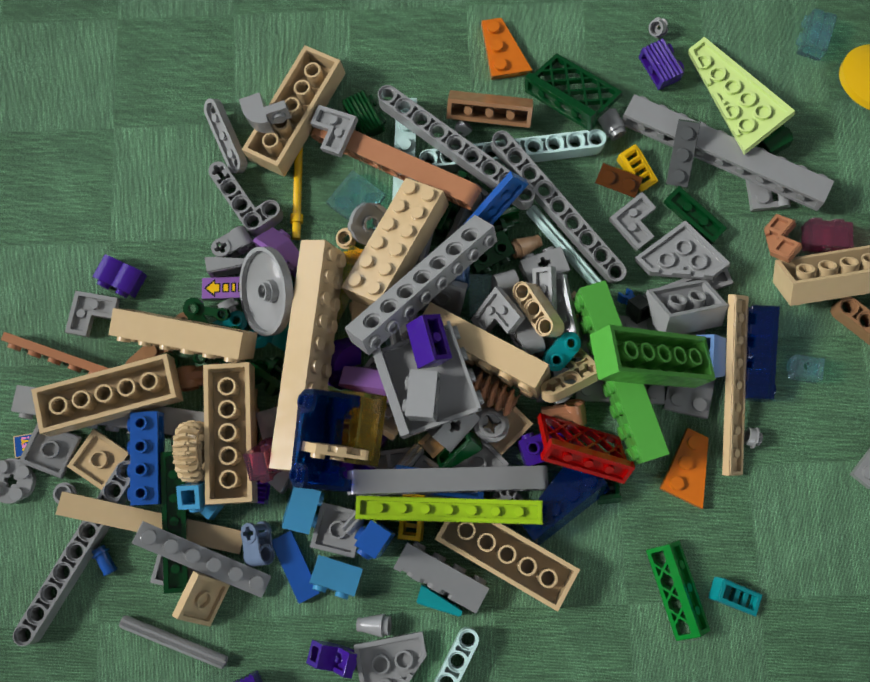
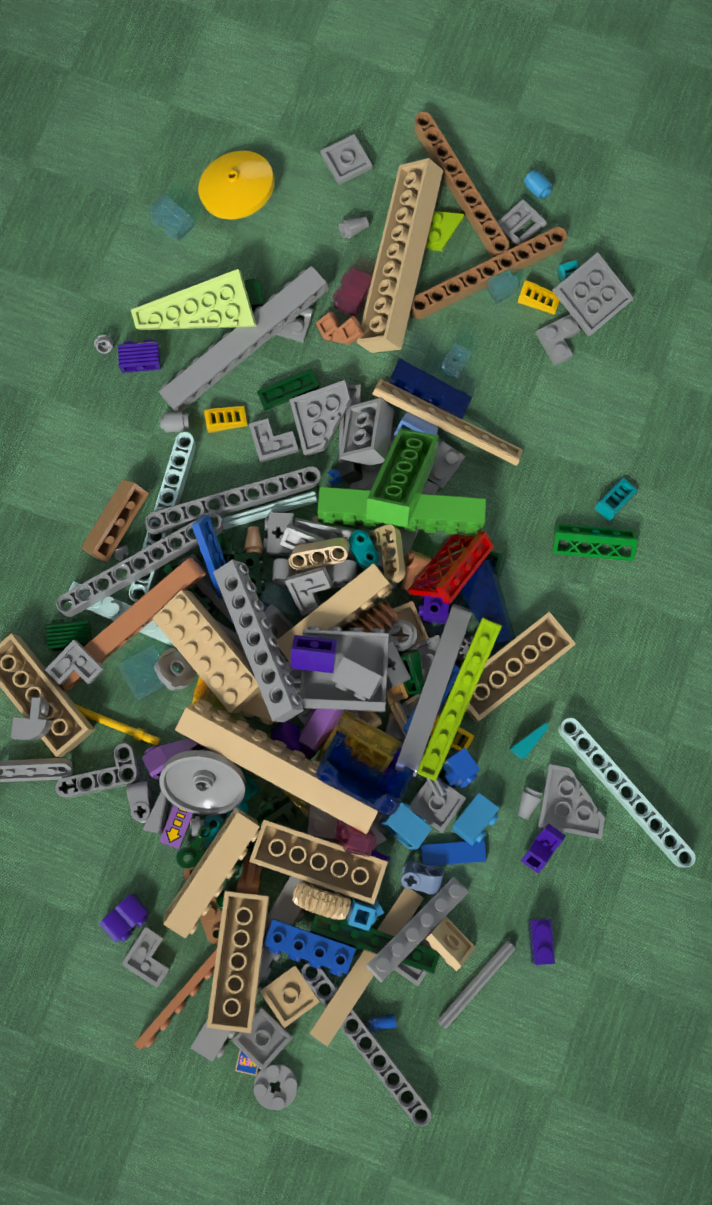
camera: 70 degrees left, 0 degrees up
(67, 487) = (306, 1041): light grey plate -> none
(336, 452) = (376, 769): tan wing -> none
(340, 238) = (175, 702): tan plate -> none
(442, 577) = (510, 729): light grey wedge -> none
(502, 51) = (61, 487): orange wing -> none
(561, 99) = (136, 456): dark green fence -> none
(619, 180) = (229, 438): reddish brown plate -> none
(683, 153) = (231, 374): dark grey plate -> none
(688, 469) = (500, 491): orange wing -> none
(753, 437) = (495, 427): light grey plate -> none

